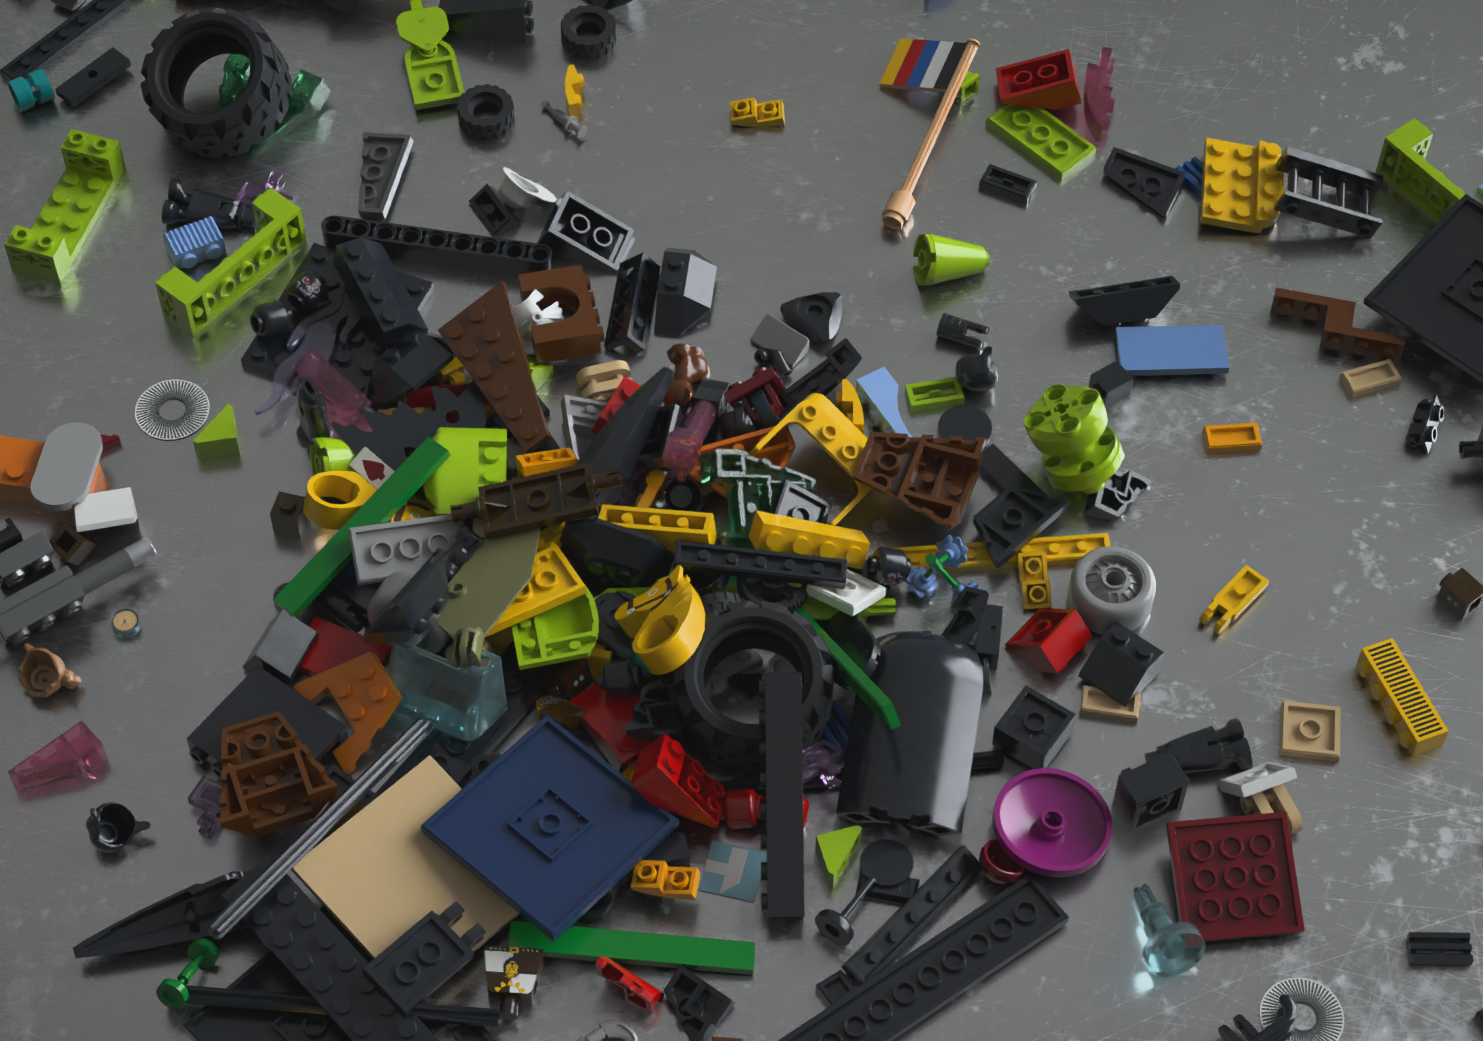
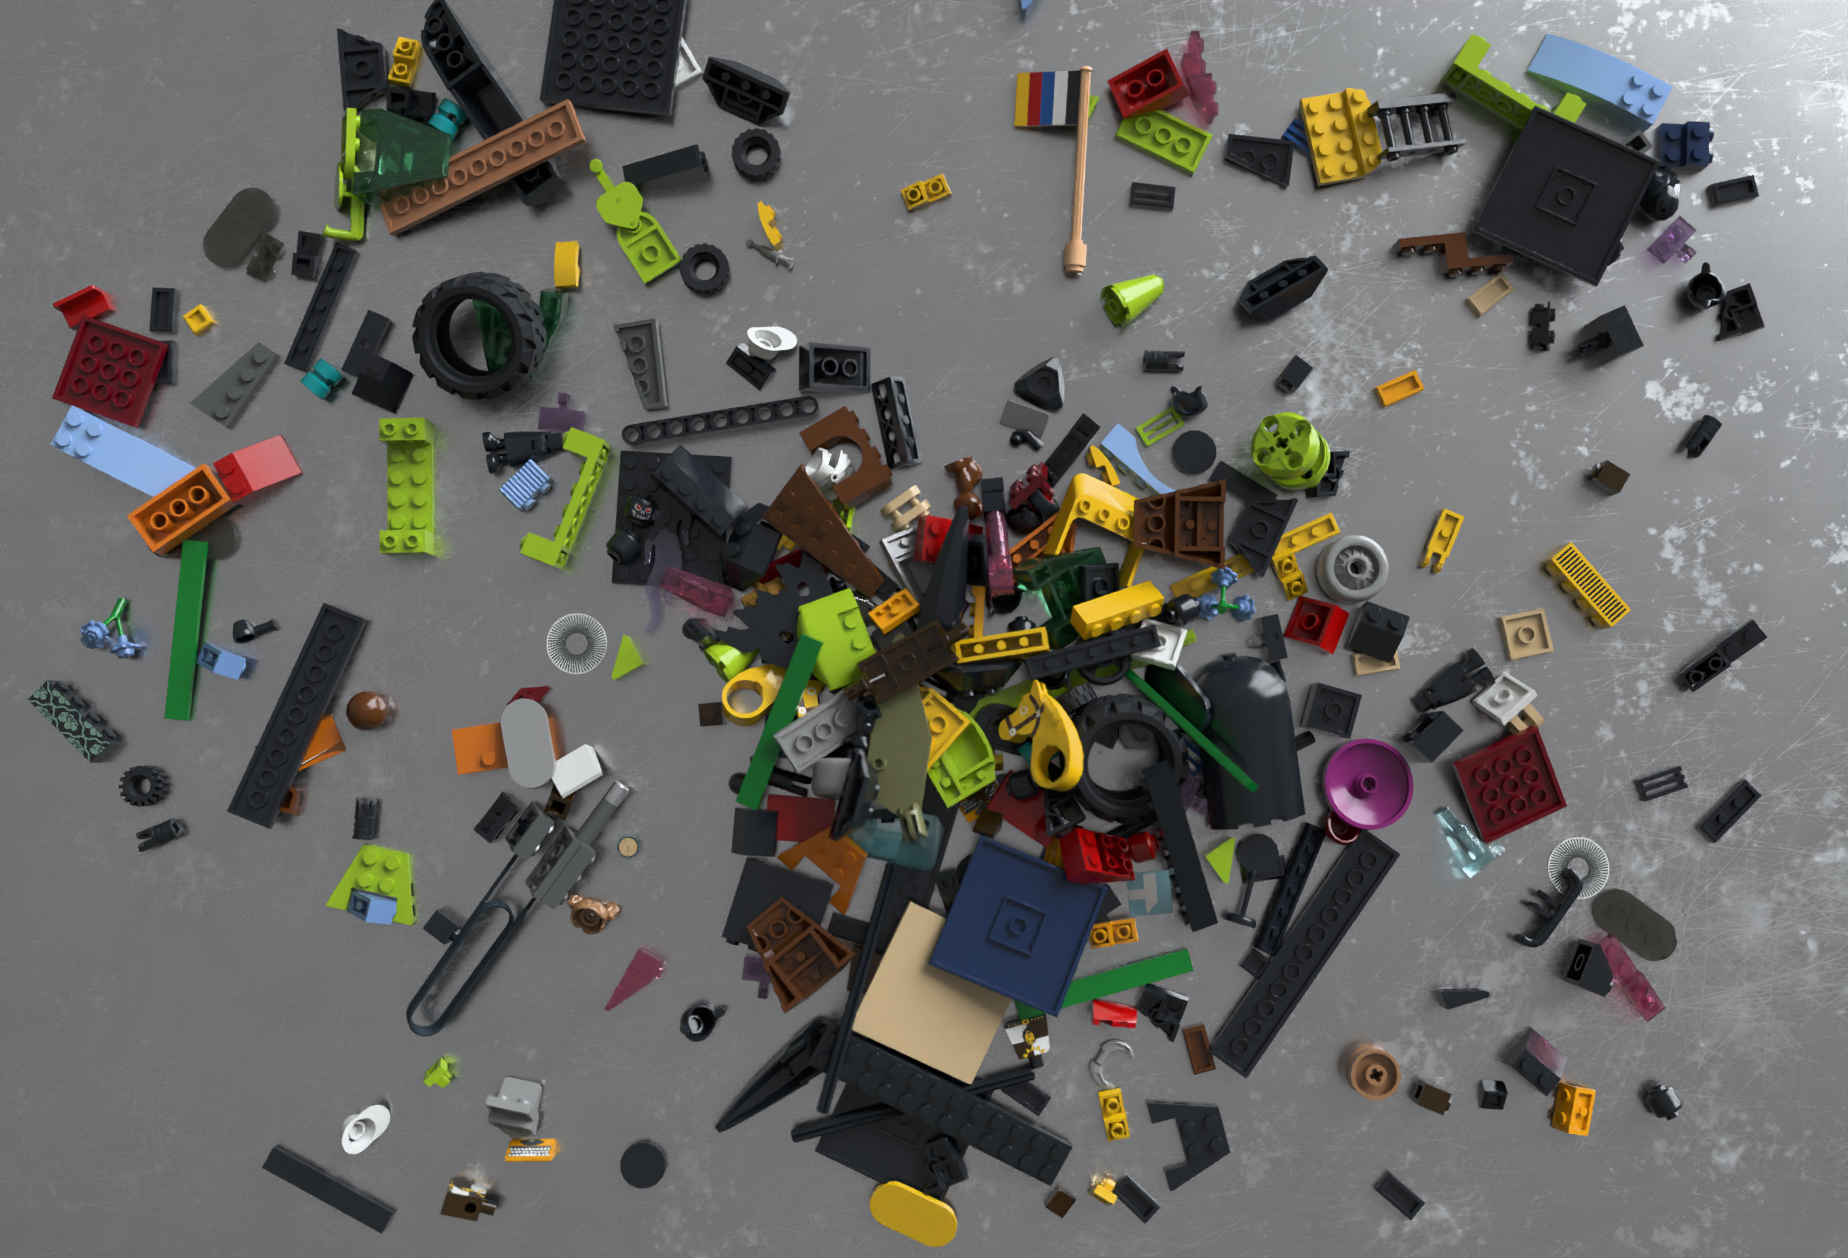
camera: 20 degrees left, 30 degrees up
(91, 106) = (381, 382): none -> black slope
(173, 992) = (803, 1142): green wheel -> none
(339, 67) = (565, 265): none -> yellow slope
(371, 467) = (764, 663): white sticker -> none
(423, 959) = (969, 1060): black tile -> none
(683, 291) = (932, 393): black wedge -> none
(968, 612) = (1254, 633): black slope -> none
(1172, 350) = (1331, 322): medium blue tile -> none

